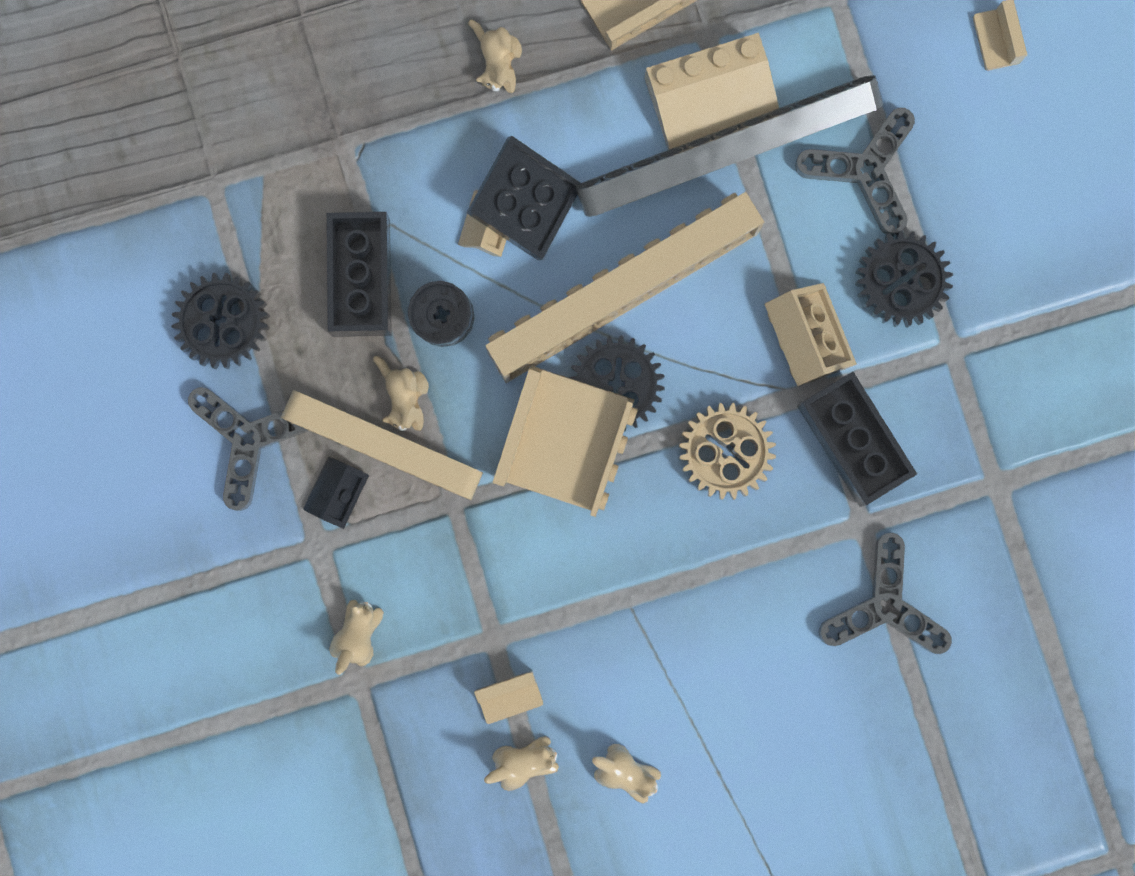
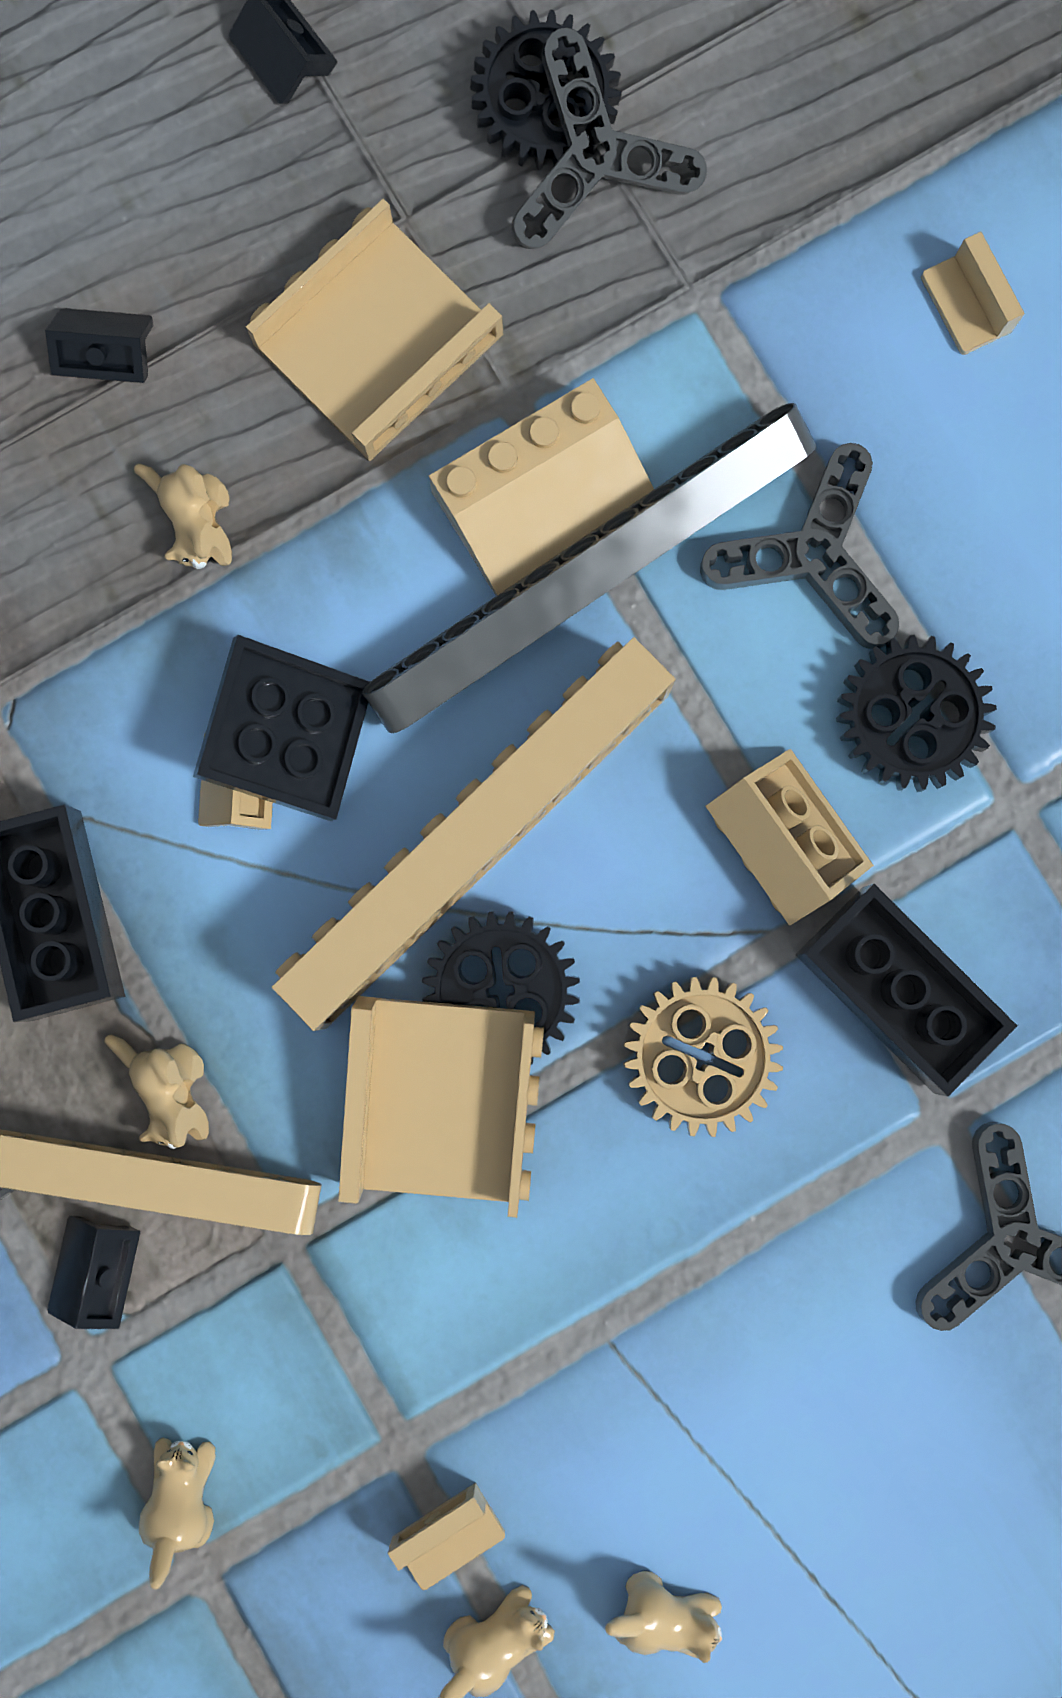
camera: 10 degrees left, 0 degrees up
(425, 307) = (165, 941): black wheel -> none

